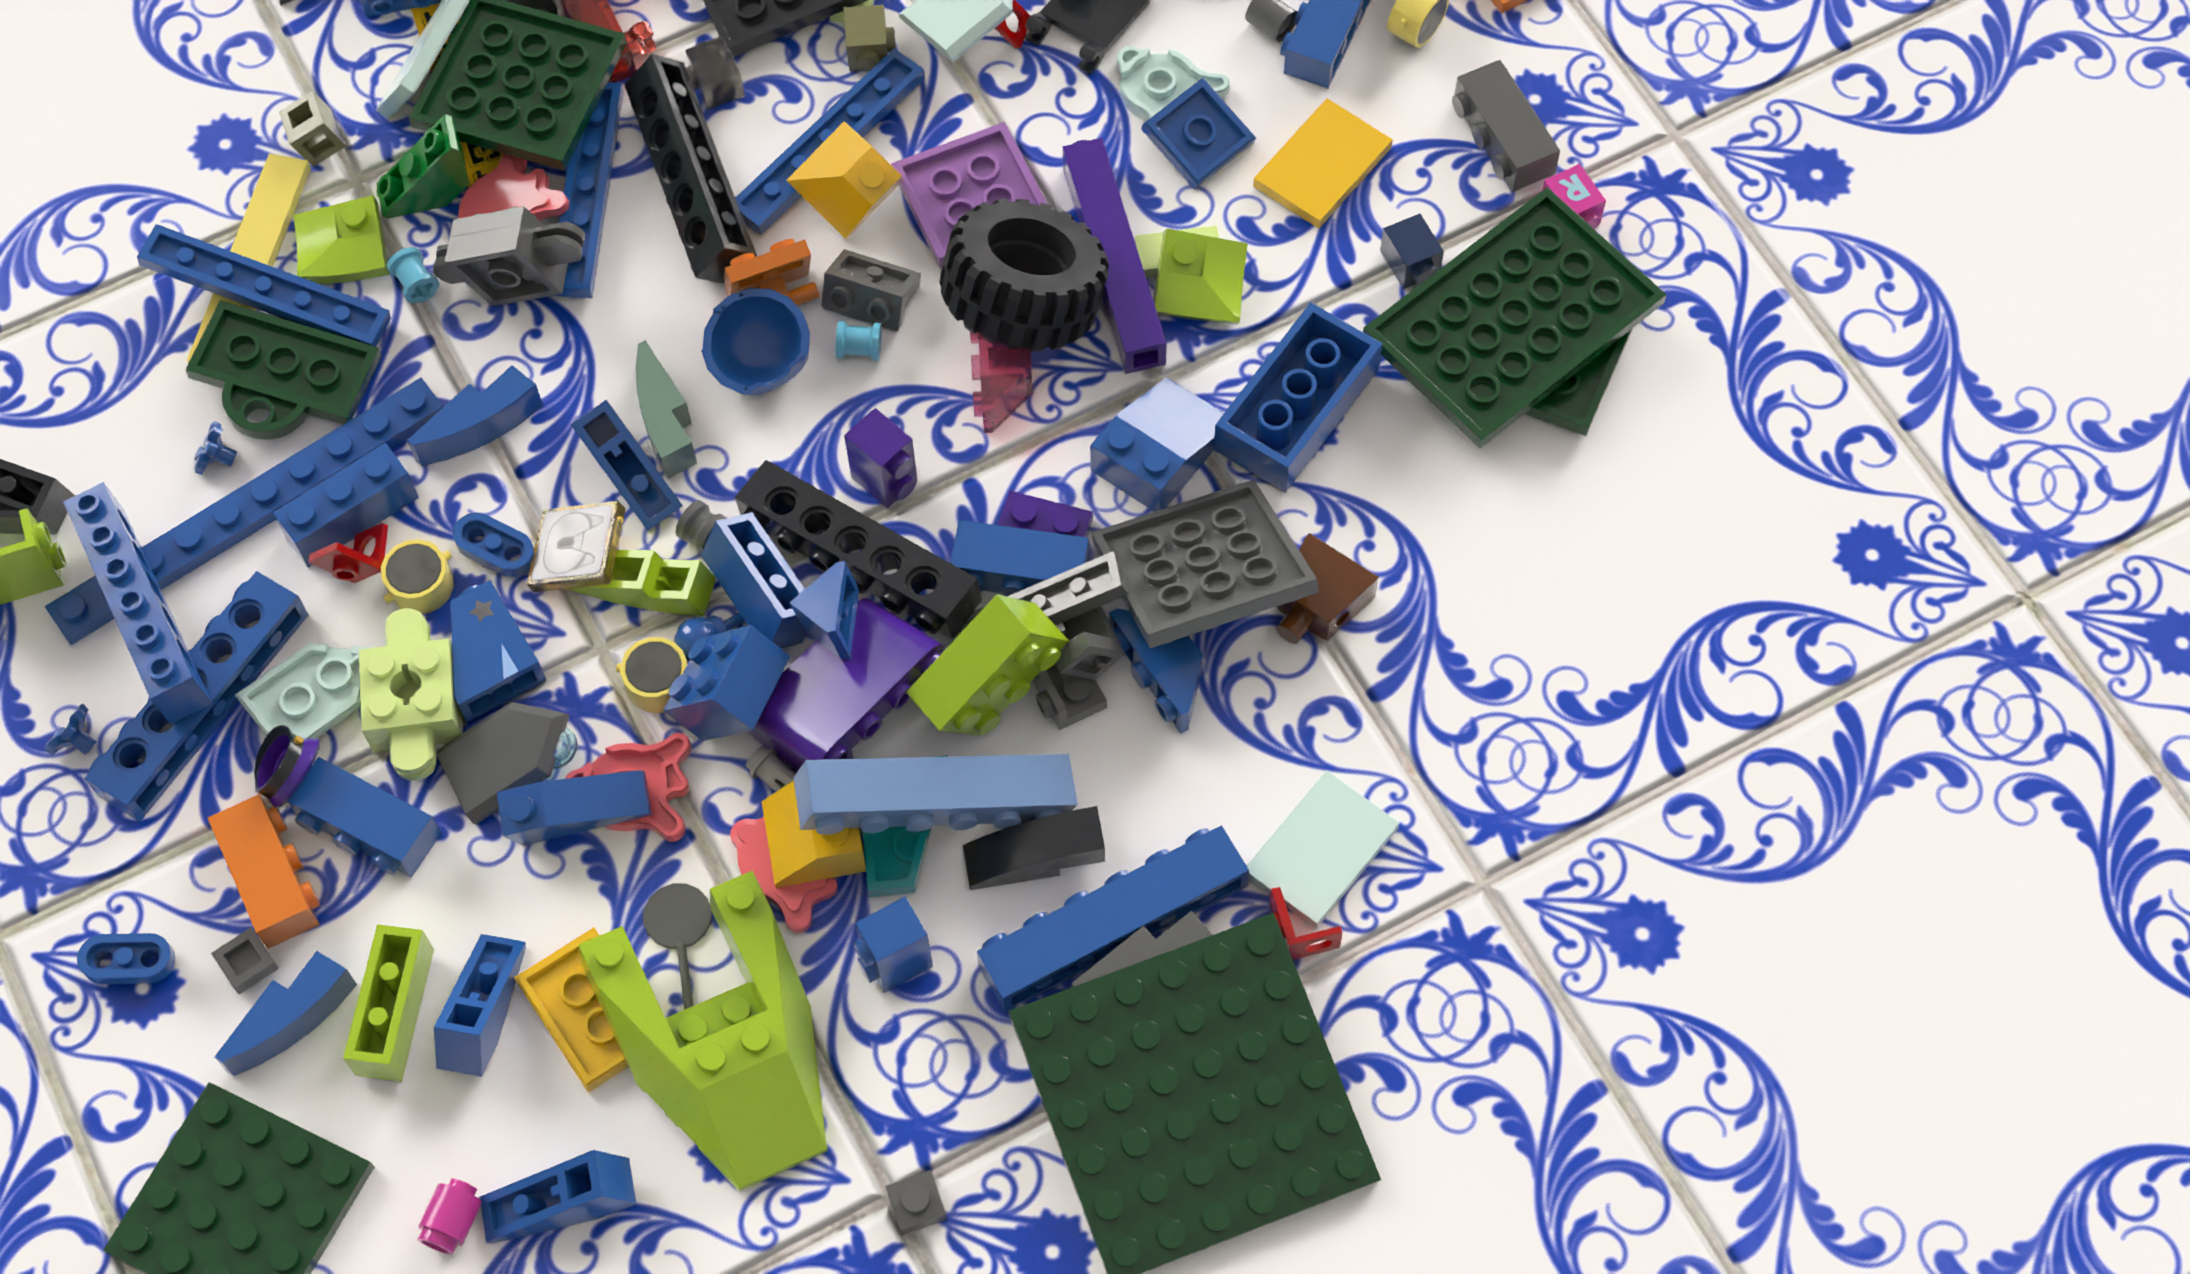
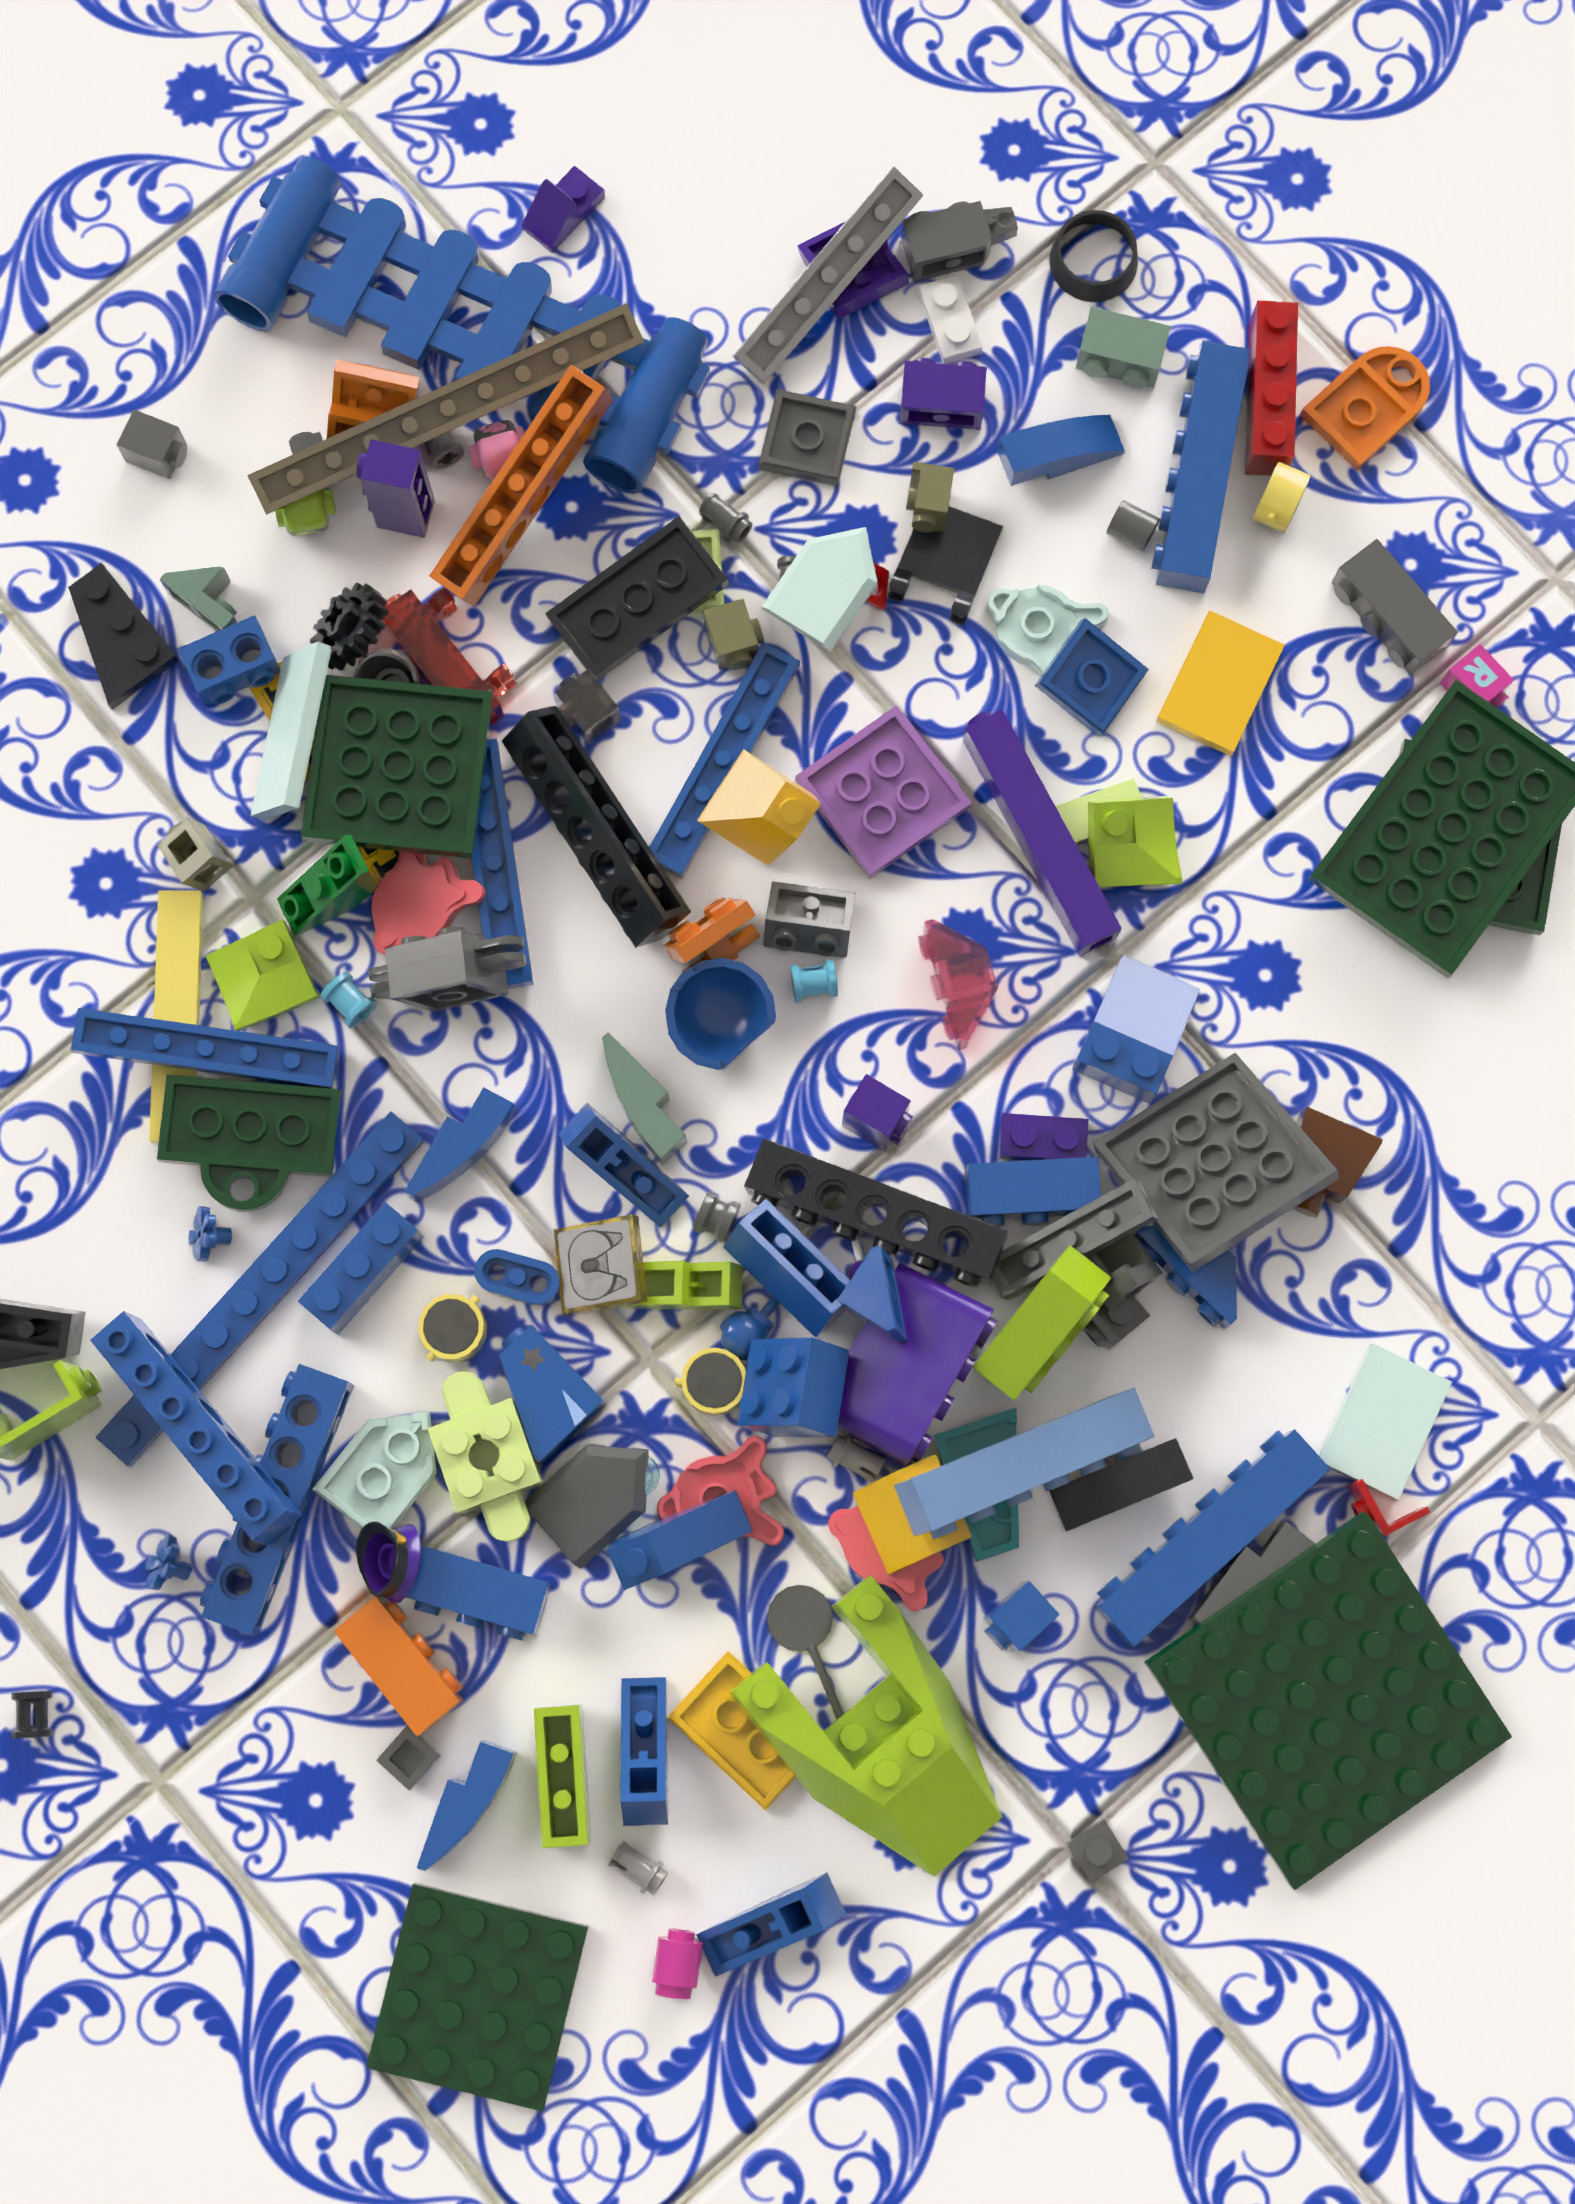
camera: 15 degrees left, 15 degrees up
(128, 956) = (295, 1780): blue plate -> none
(353, 564) = (390, 1330): red bracket -> none
(446, 1123) = (638, 1868): none -> light grey pin
(1023, 275) = (982, 848): black tyre -> none
(1297, 397) = (1261, 958): blue brick -> none
(1411, 250) = (1333, 770): dark blue brick -> none

